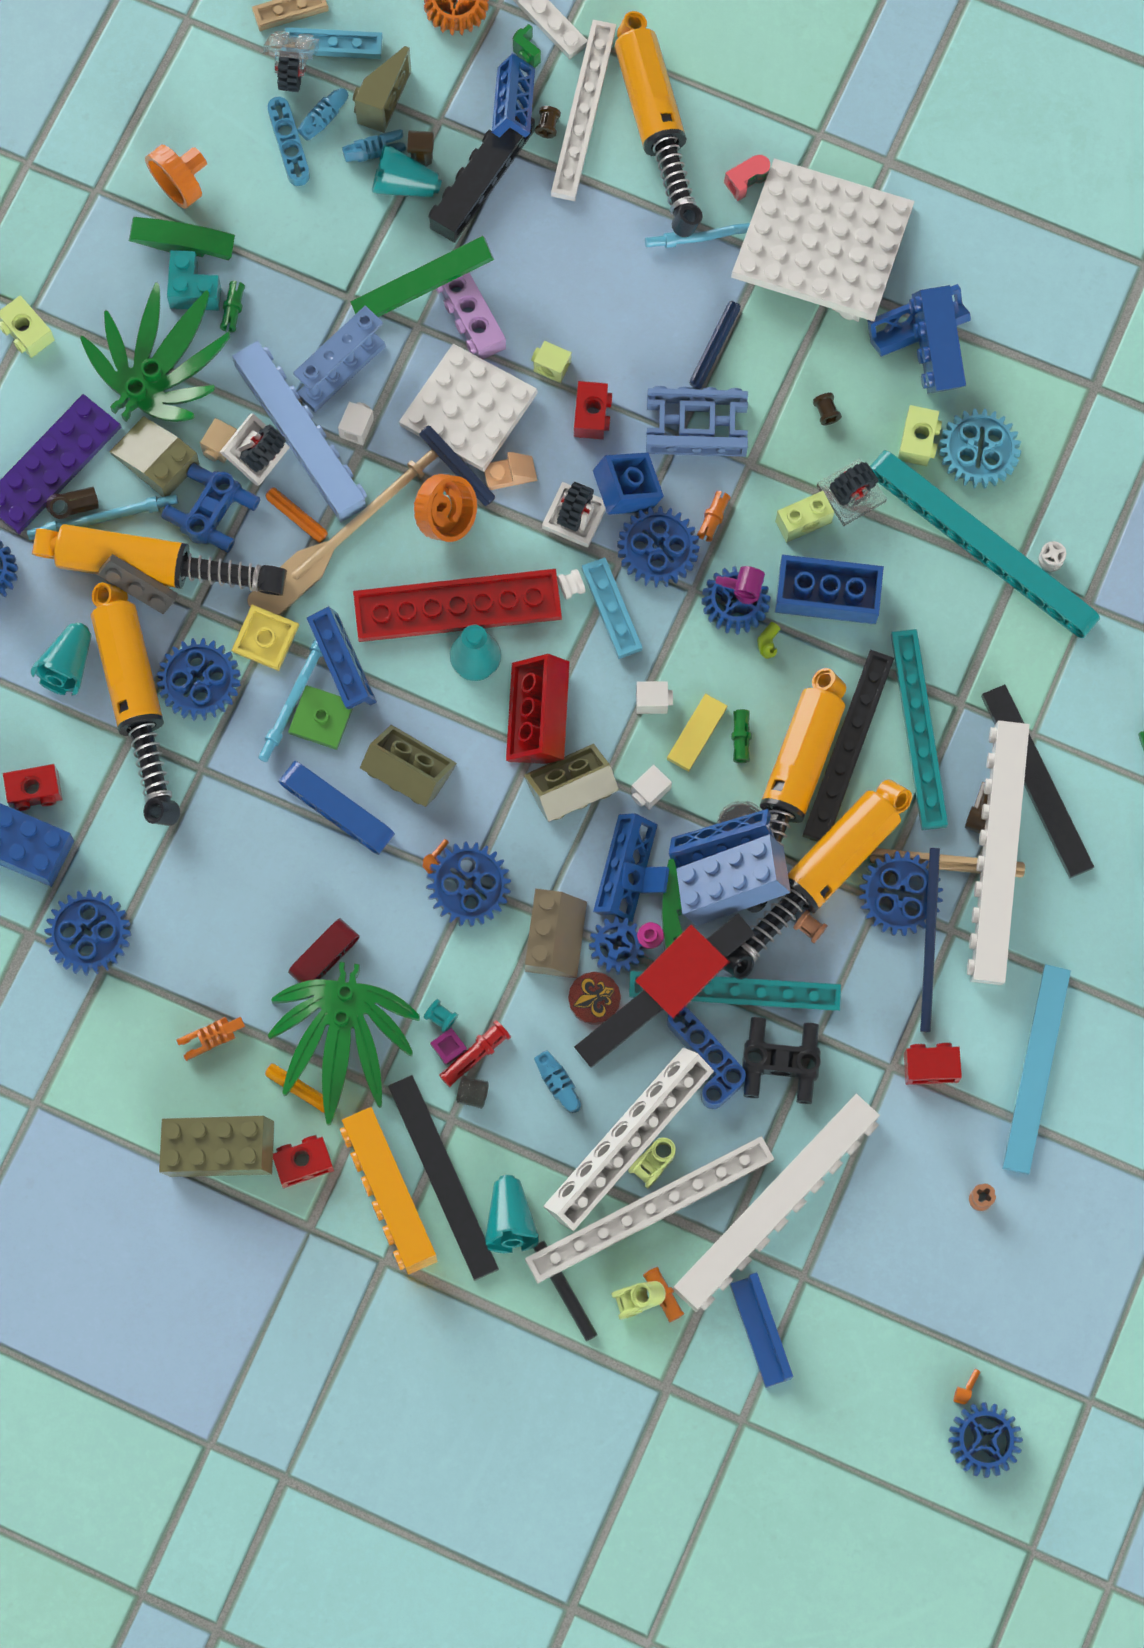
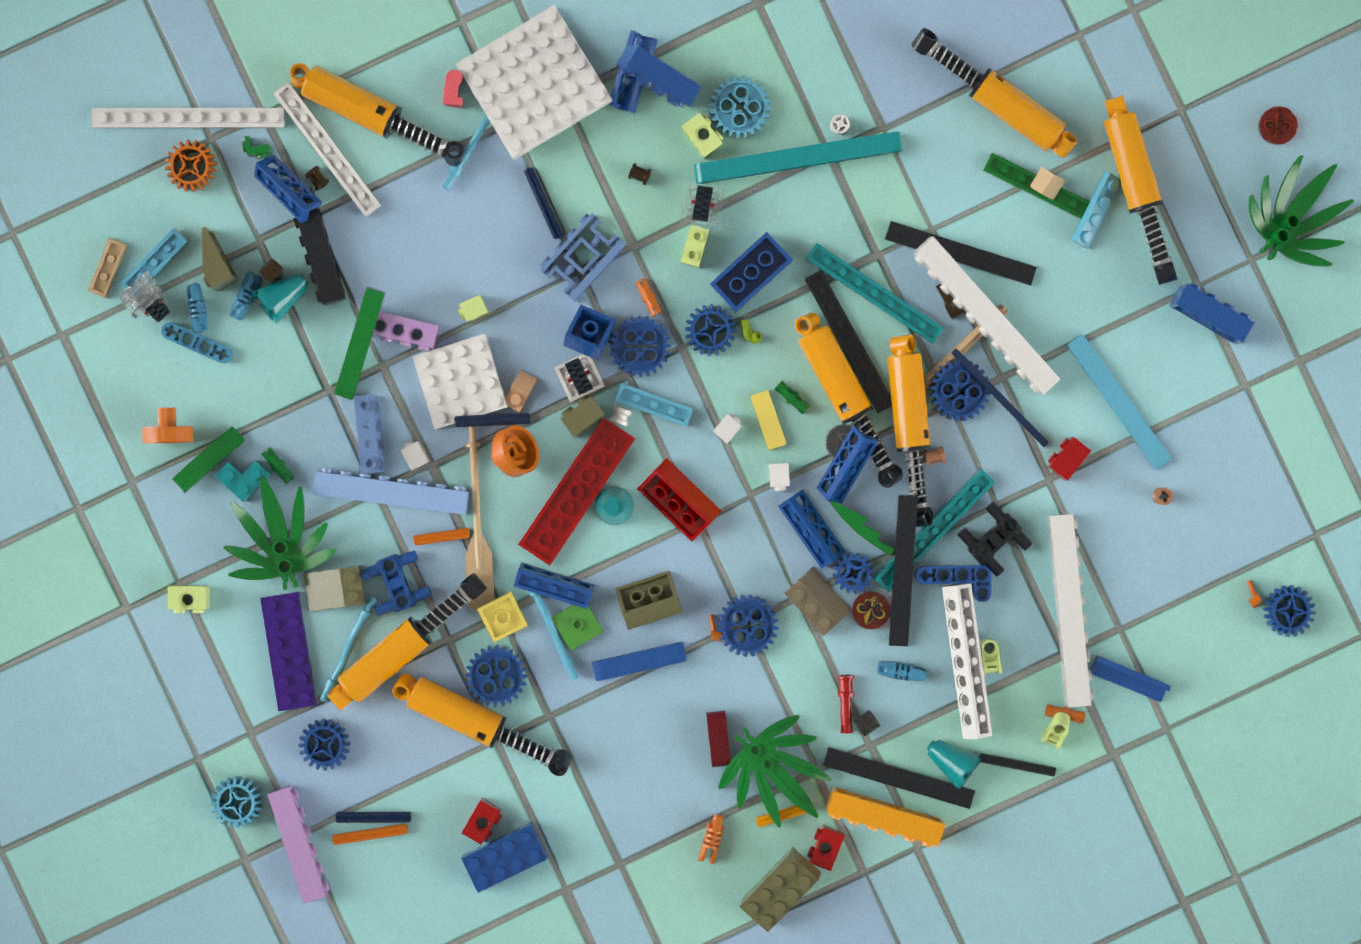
camera: 50 degrees left, 15 degrees up
(64, 661) = (420, 741): teal cone -> none
(75, 502) = (326, 659): dark brown piece -> none
(103, 948) = (610, 858): blue gear -> none
(137, 584) = (411, 666): dark grey plate -> none
(215, 439) = (358, 544): tan brick -> none
(255, 449) = (382, 528): plate -> none
(440, 1015) = (809, 704): teal bush -> none
(448, 1046) = (829, 714): magenta plate -> none
(538, 544) = (582, 416): none -> olive brick
(571, 782) = (738, 518): olive slope -> none
(592, 396) = (513, 305): red brick -> none
(649, 878) = (831, 522): blue bracket -> none
(649, 1209) = (1014, 682): white plate -> none
(650, 935) = (865, 551): dark pink plate -> none
(682, 971) = (903, 554): red tile -> none
(733, 880) = (877, 481): medium blue brick -> none
(746, 586) = (712, 321): magenta piece -> none

